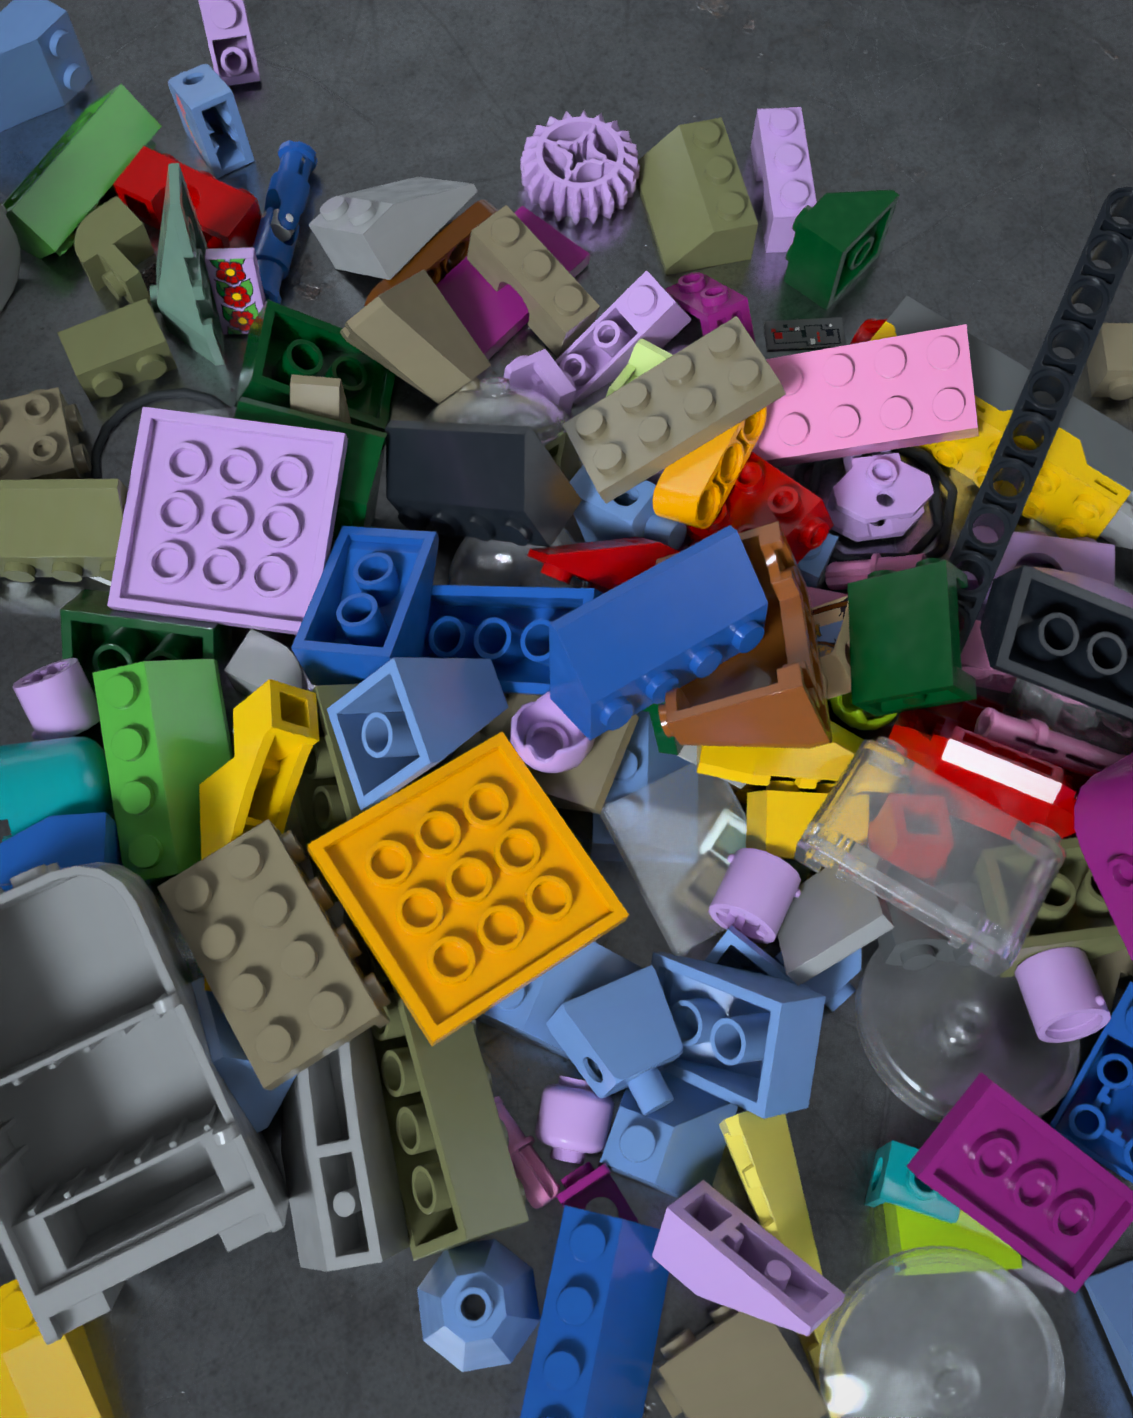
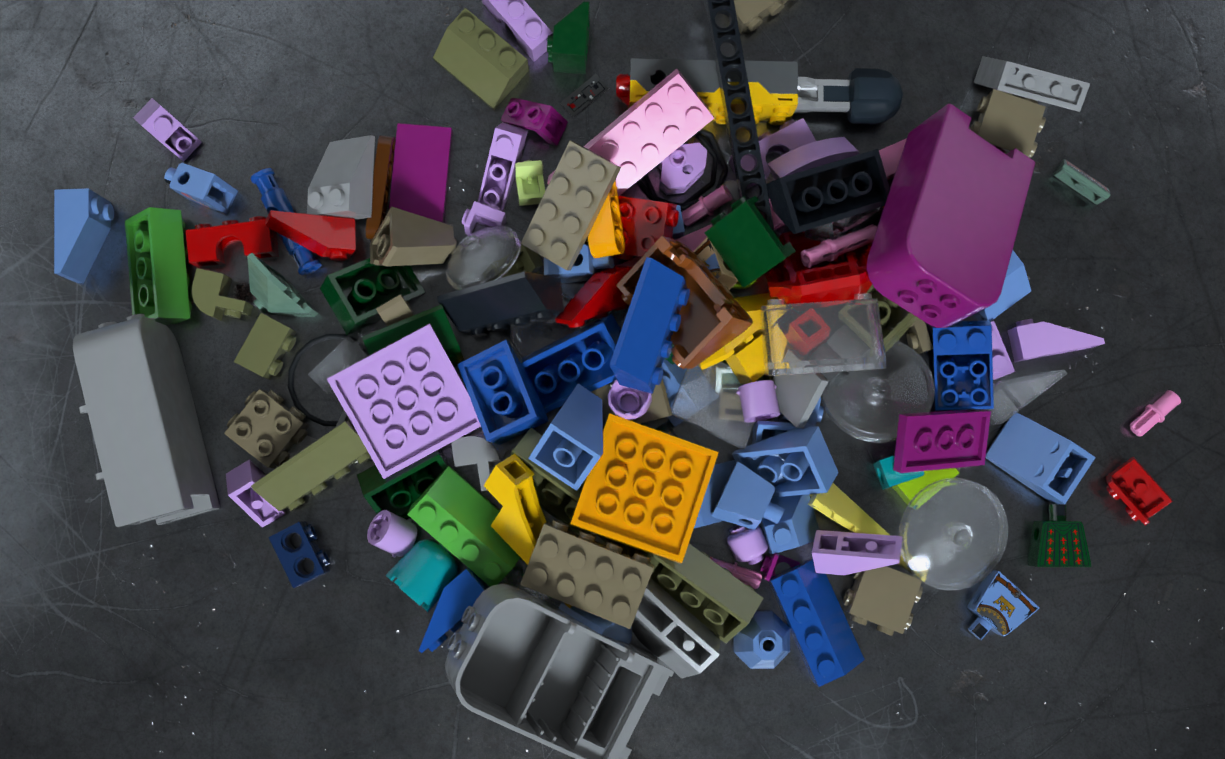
camera: 40 degrees left, 15 degrees up
(235, 287) = (302, 276): tile -> none
(307, 257) = (318, 233): none -> red slope
(512, 255) = (423, 163): dark tan arch -> none
(579, 167) = (421, 78): lavender gear -> none
(1062, 995) = (908, 352): lavender piece -> none

